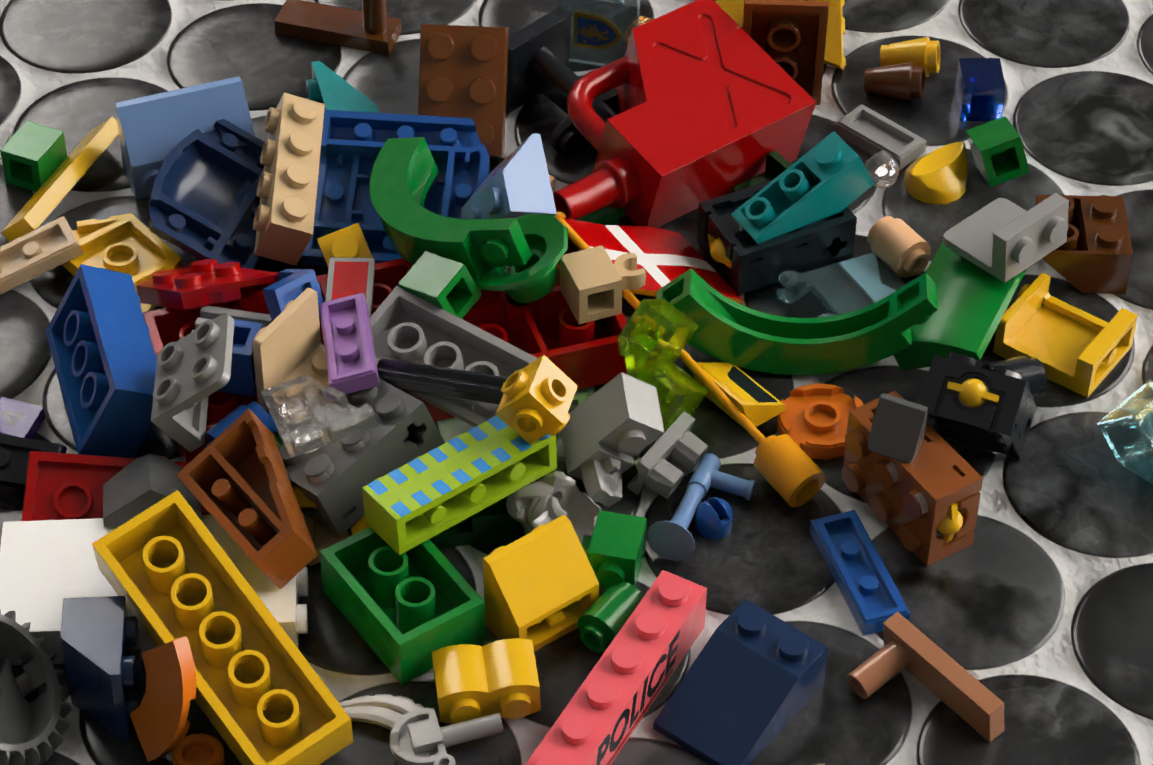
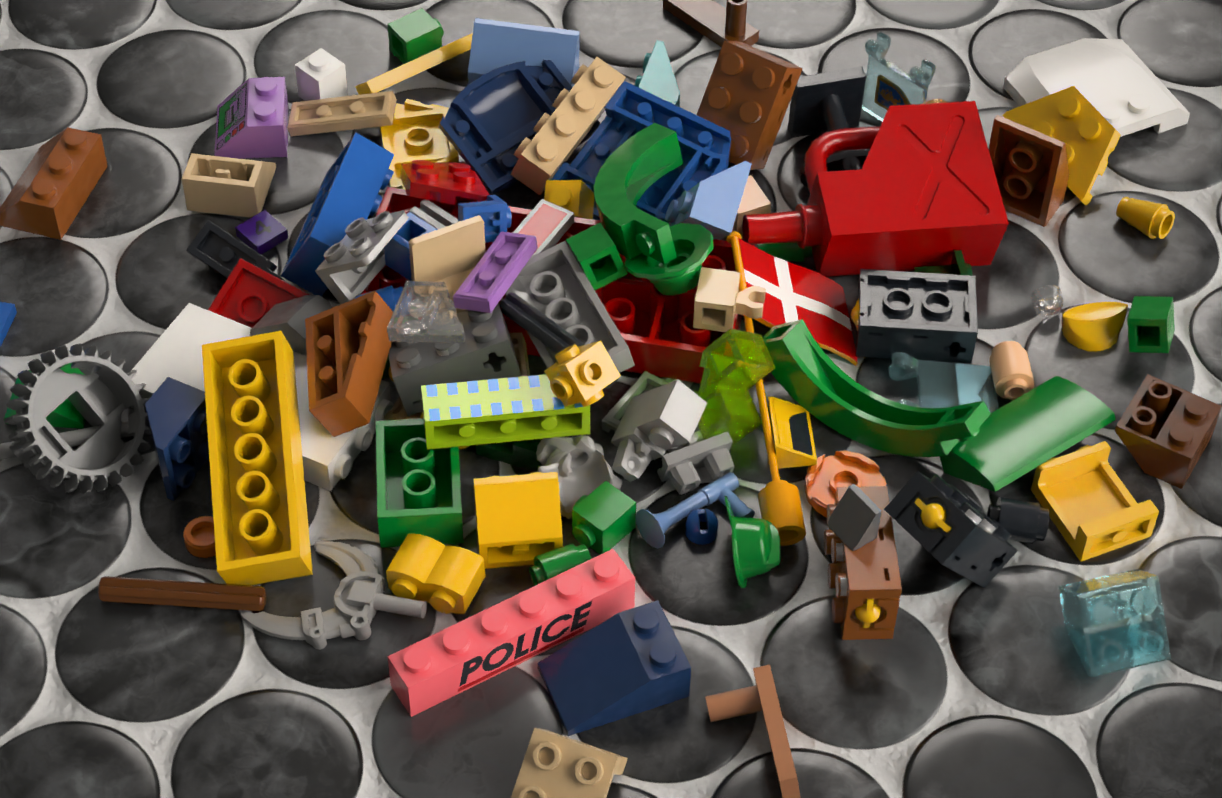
camera: 30 degrees right, 5 degrees up
(165, 706) = (193, 481): orange tile -> none
(785, 507) = (753, 546): none -> green piece
(806, 192) = (945, 294): teal slope -> none
(858, 570) = (782, 619): blue tile -> none
(877, 133) = (1071, 273): light grey tile -> none
(896, 81) = (1117, 232): reddish brown cone -> none
(980, 89) = (1181, 266): clear blue brick -> none
(1009, 238) = (1088, 399): light grey bracket -> none

